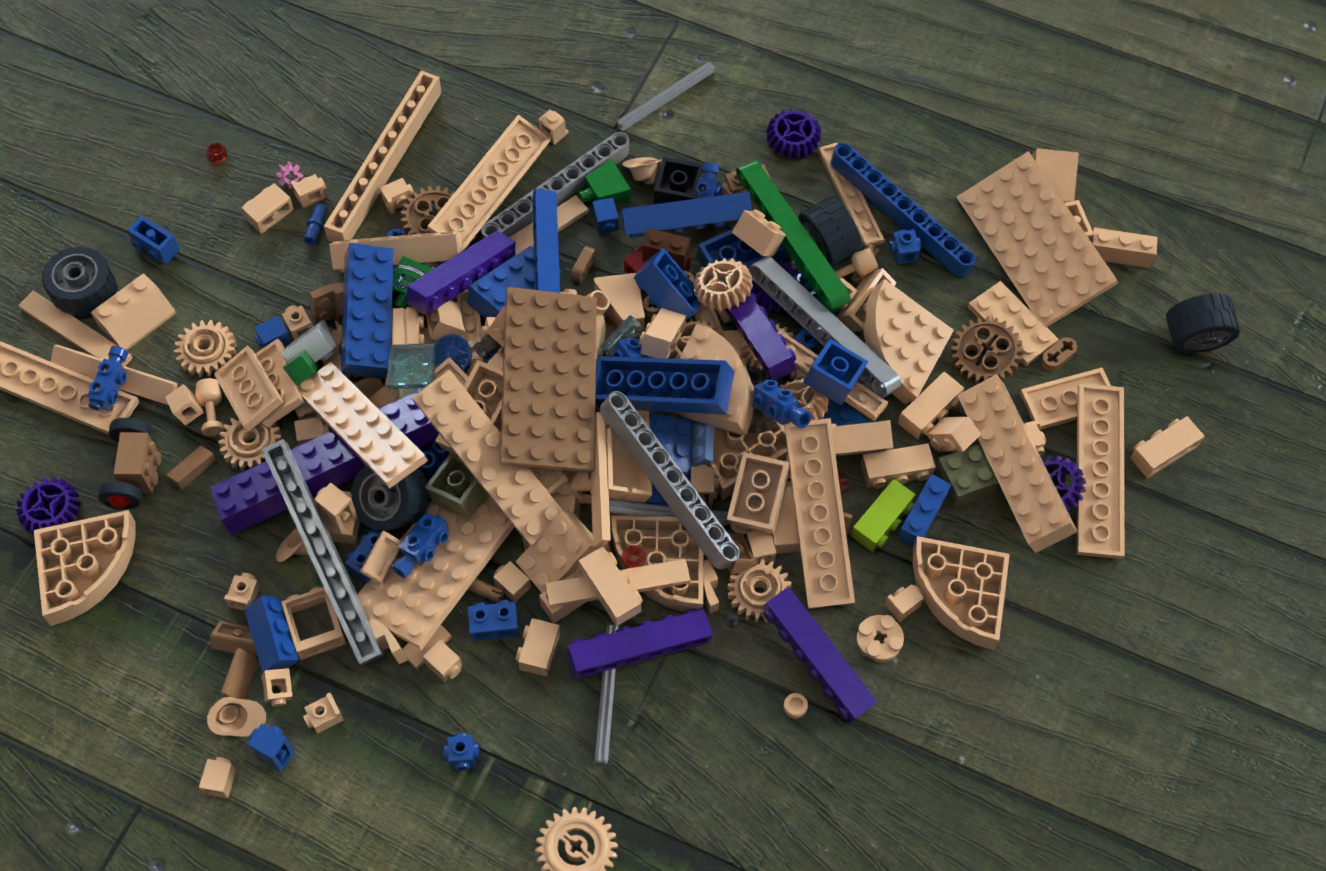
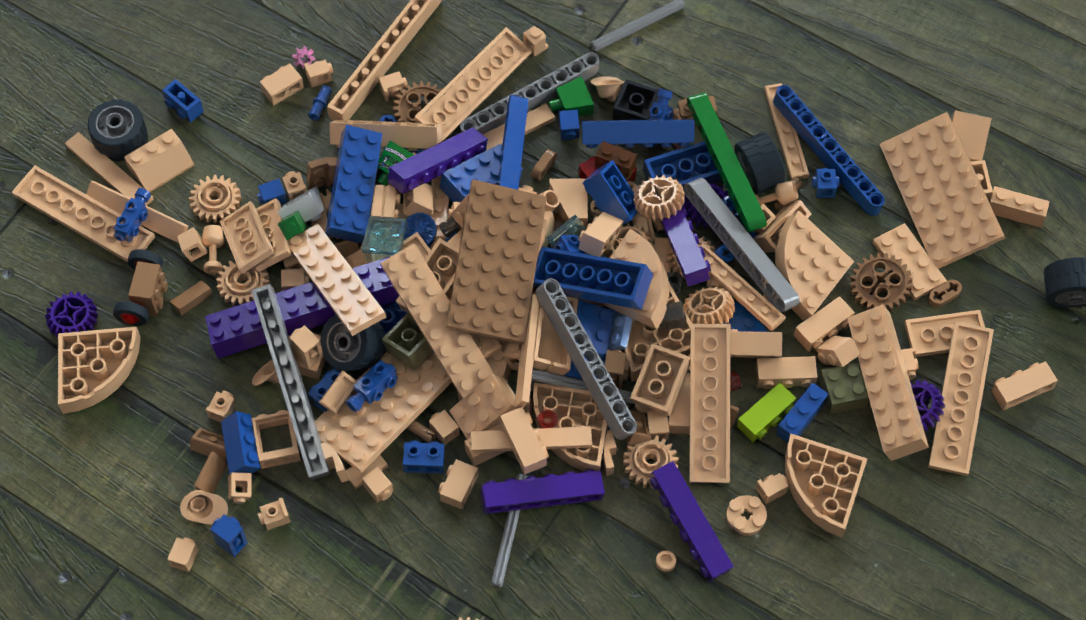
camera: 10 degrees right, 0 degrees up
(213, 150) = (244, 26): clear red plate -> none
(464, 759) = (382, 560): blue brick -> none
(759, 233) = (697, 156): light nougat brick -> none
(779, 404) = (688, 307): blue brick -> none
(793, 141) = (743, 77): dark purple gear -> none
(835, 371) = (743, 285): blue brick -> none

